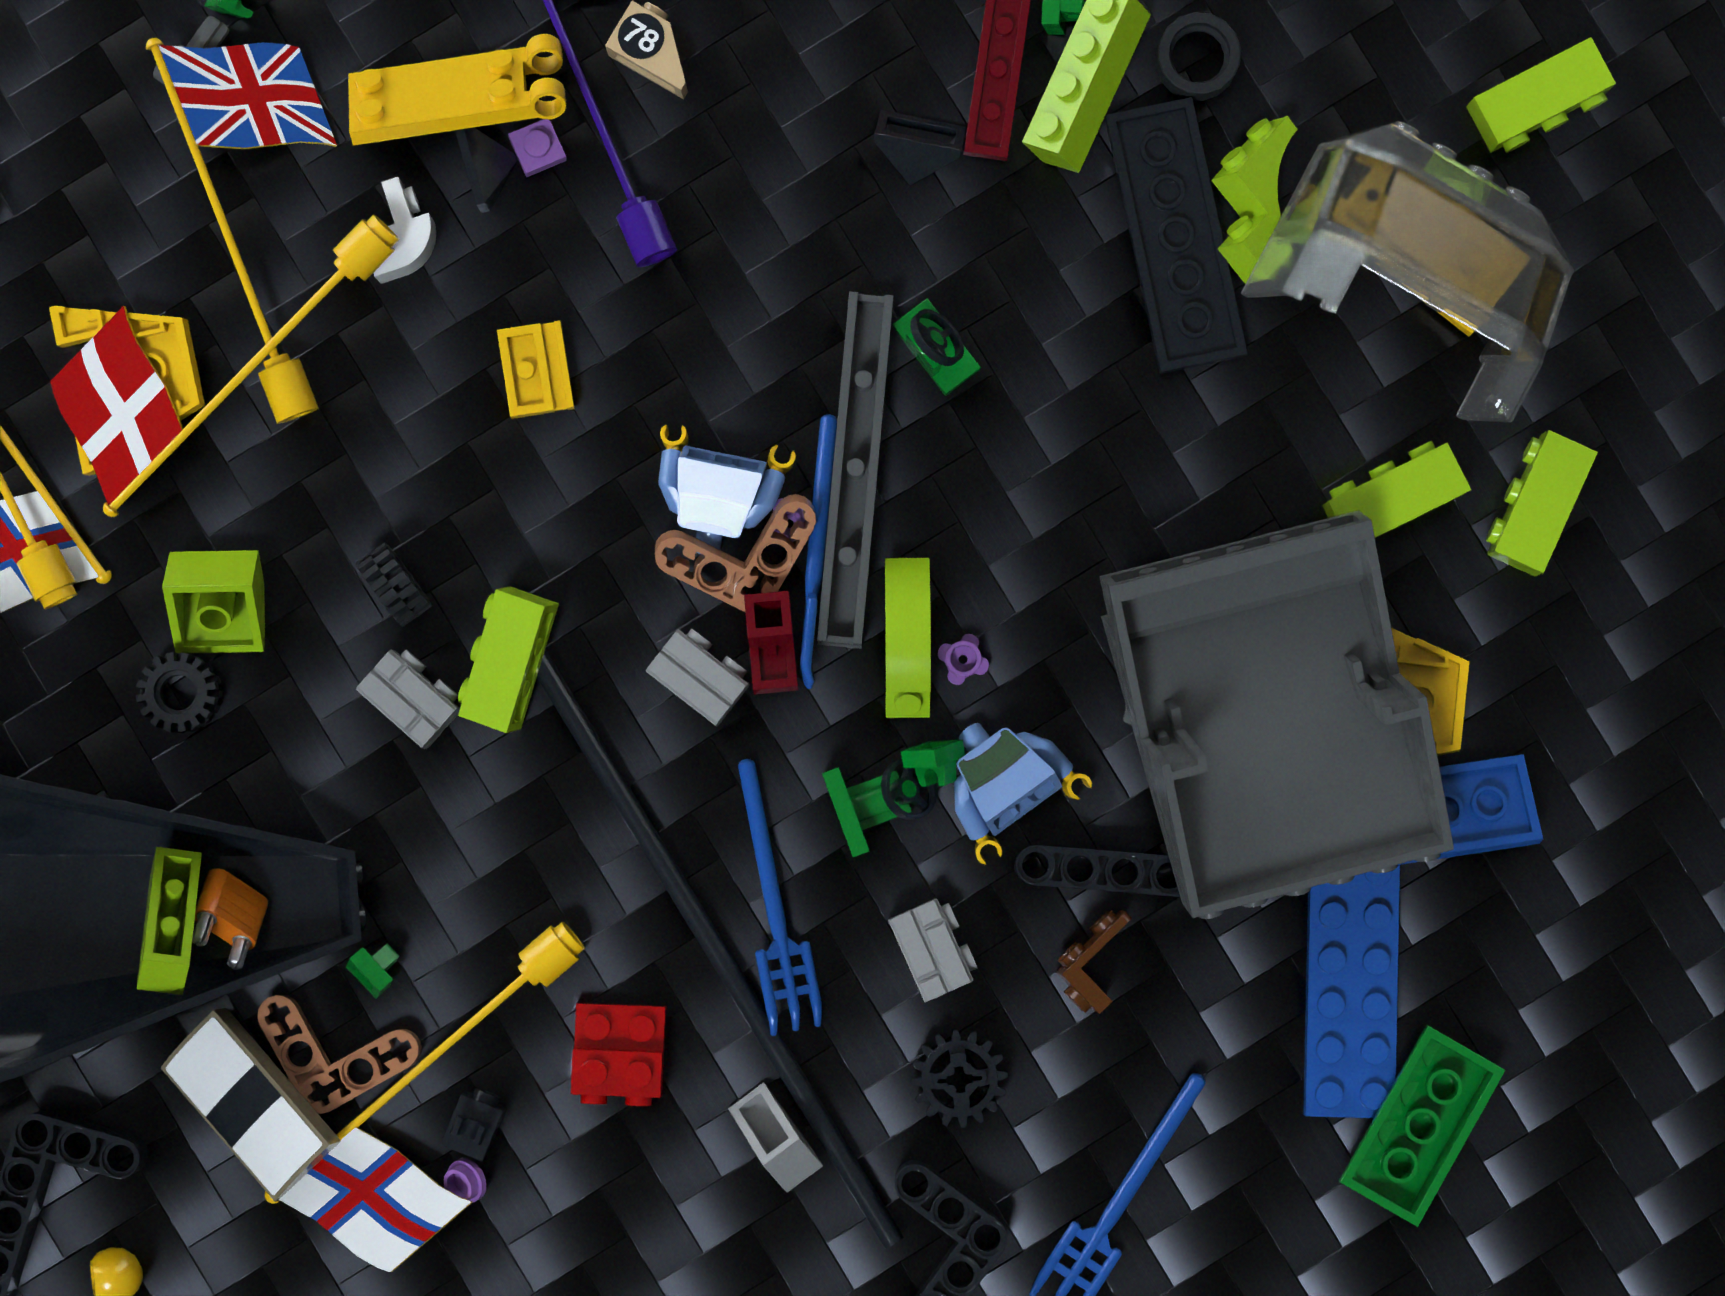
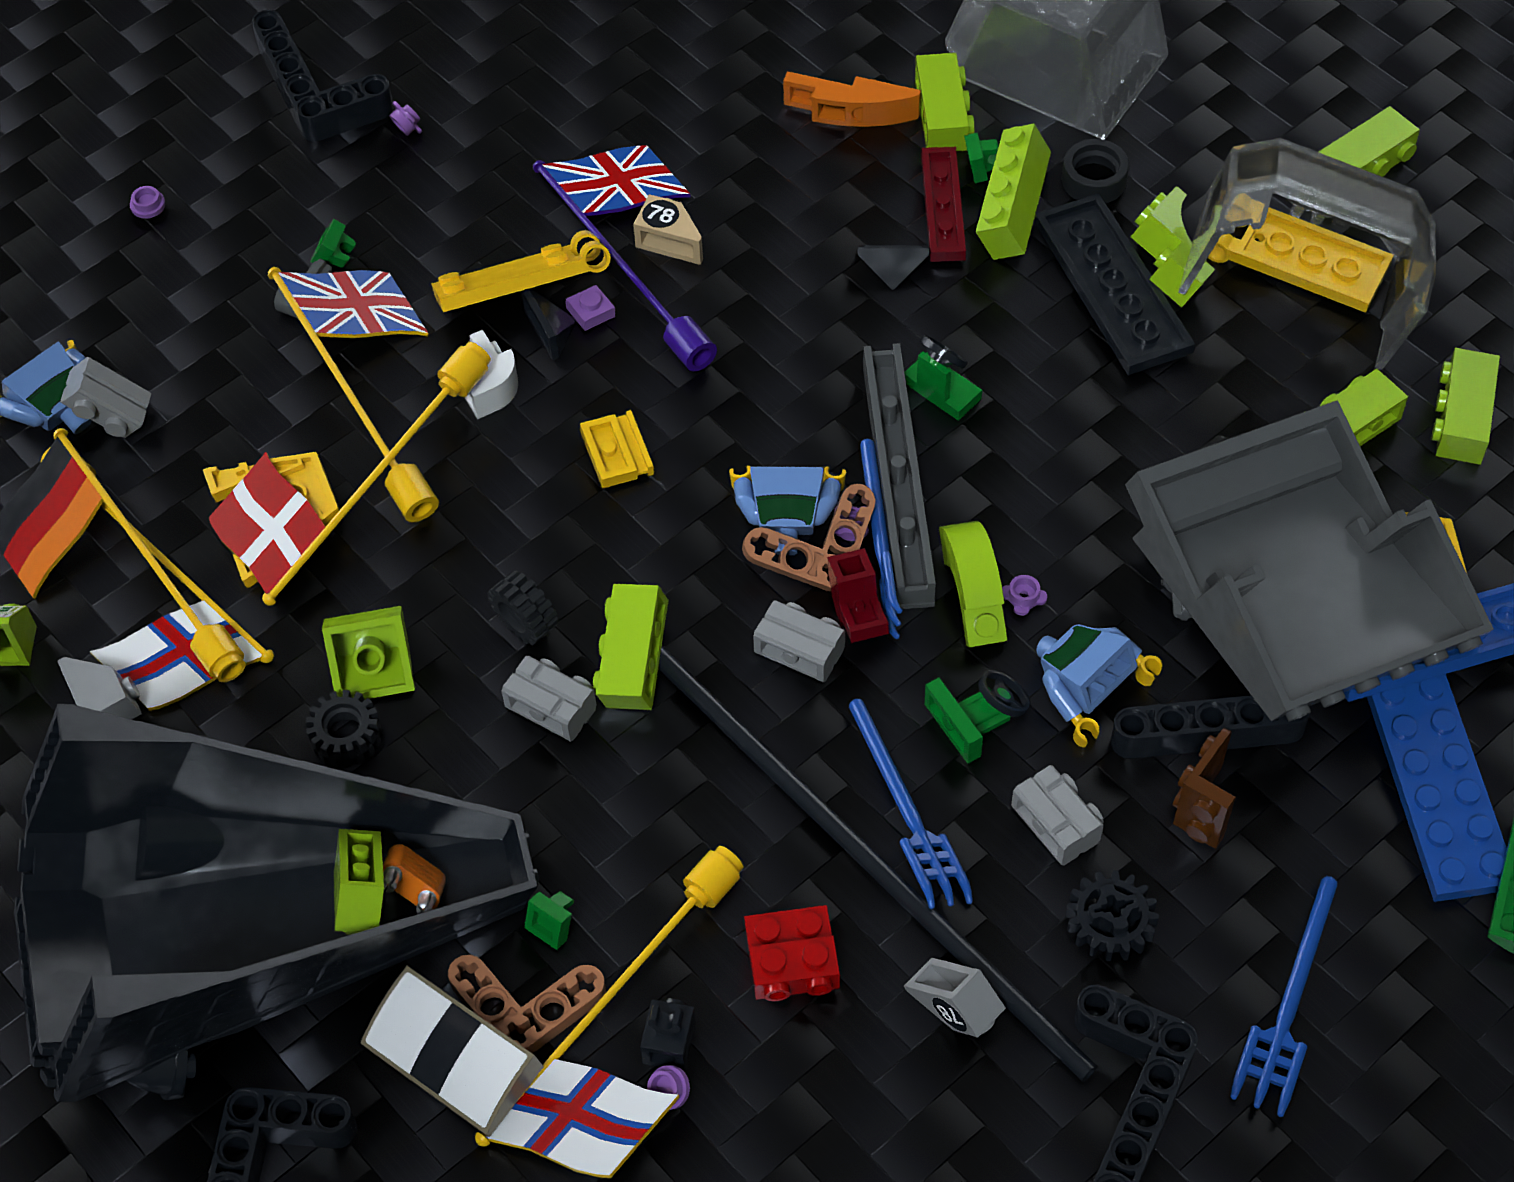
camera: 10 degrees left, 30 degrees down
(933, 759) = (1018, 660): green tile -> none

